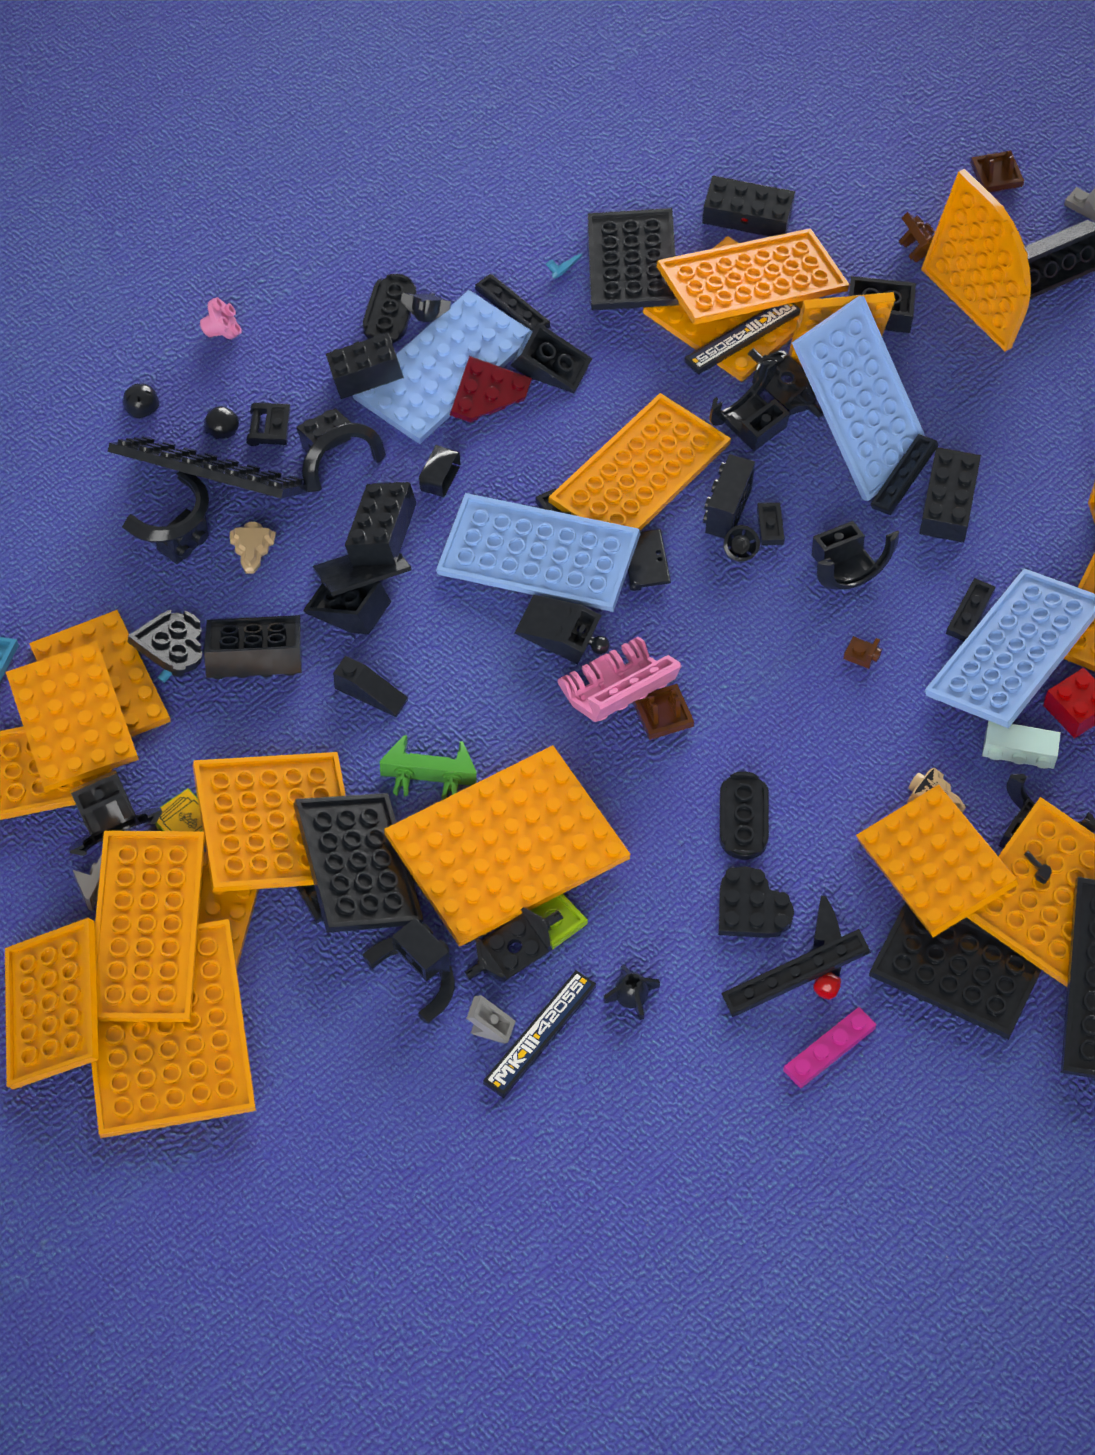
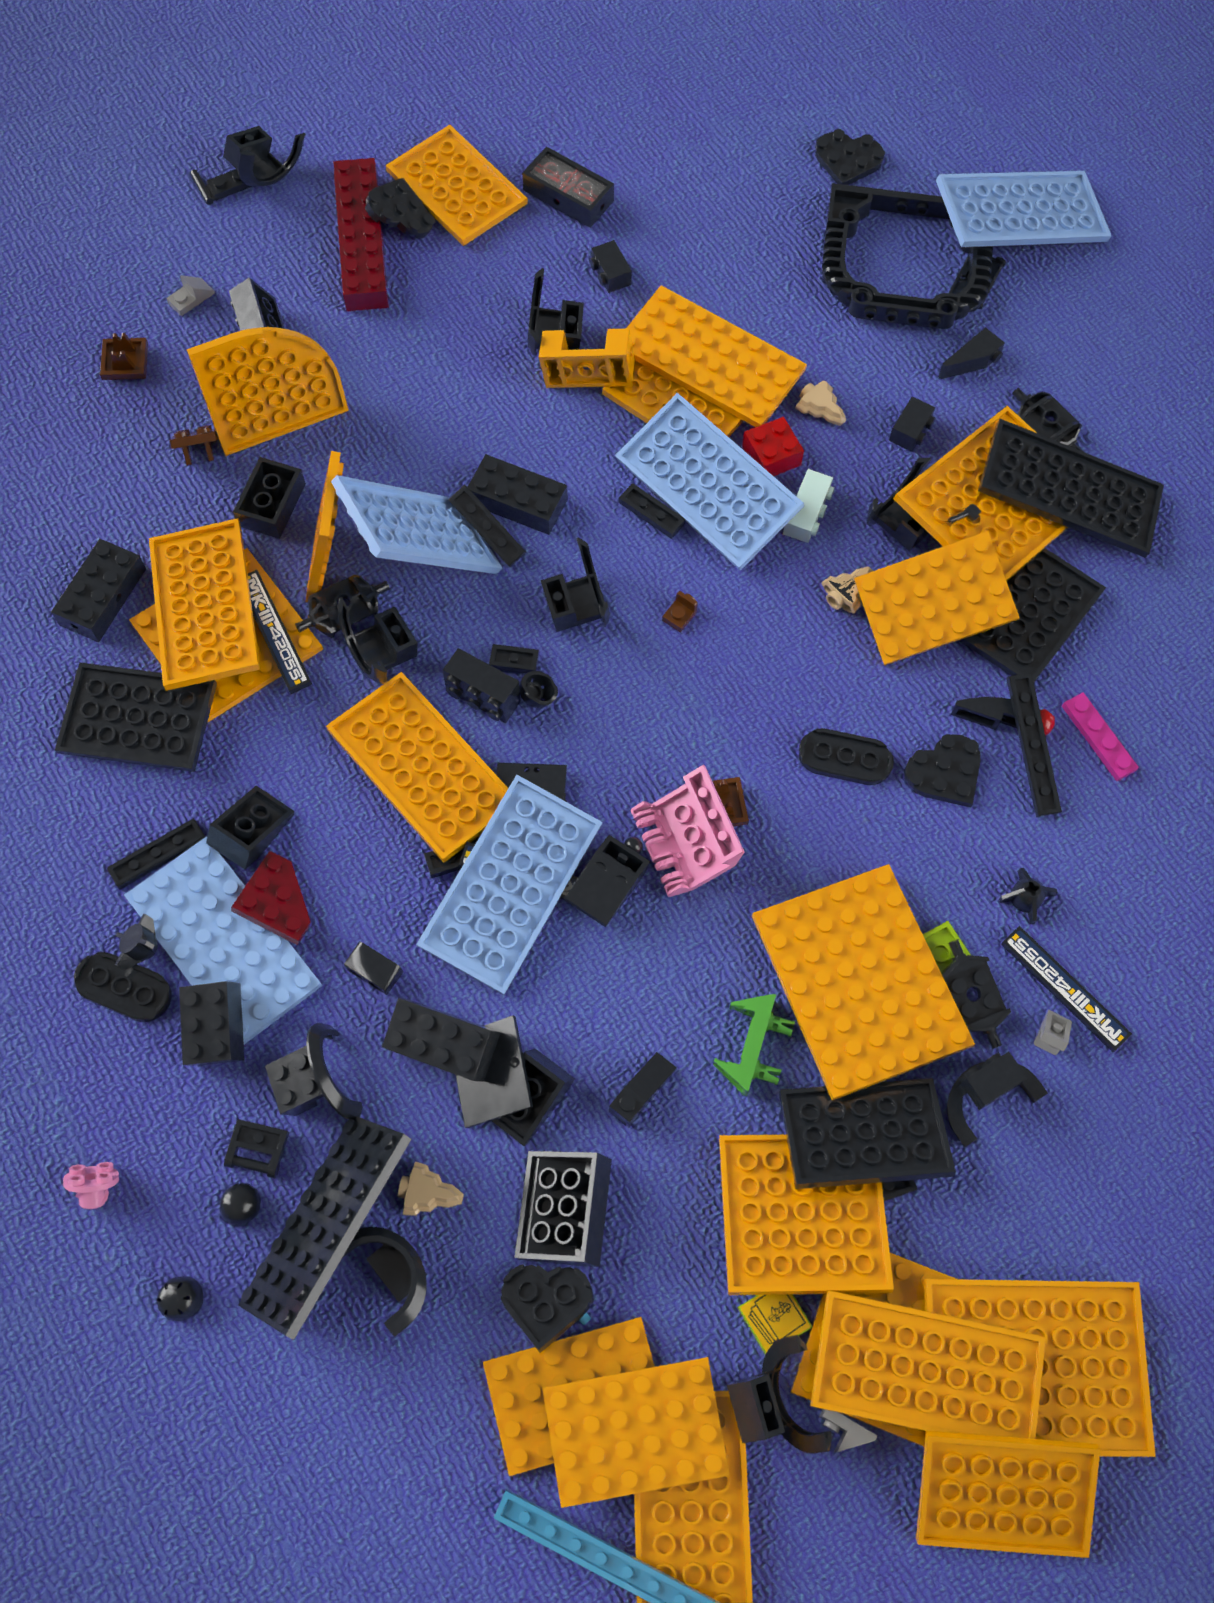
camera: 80 degrees left, 10 degrees up
(557, 270) = (123, 795): dark azure bar -> none

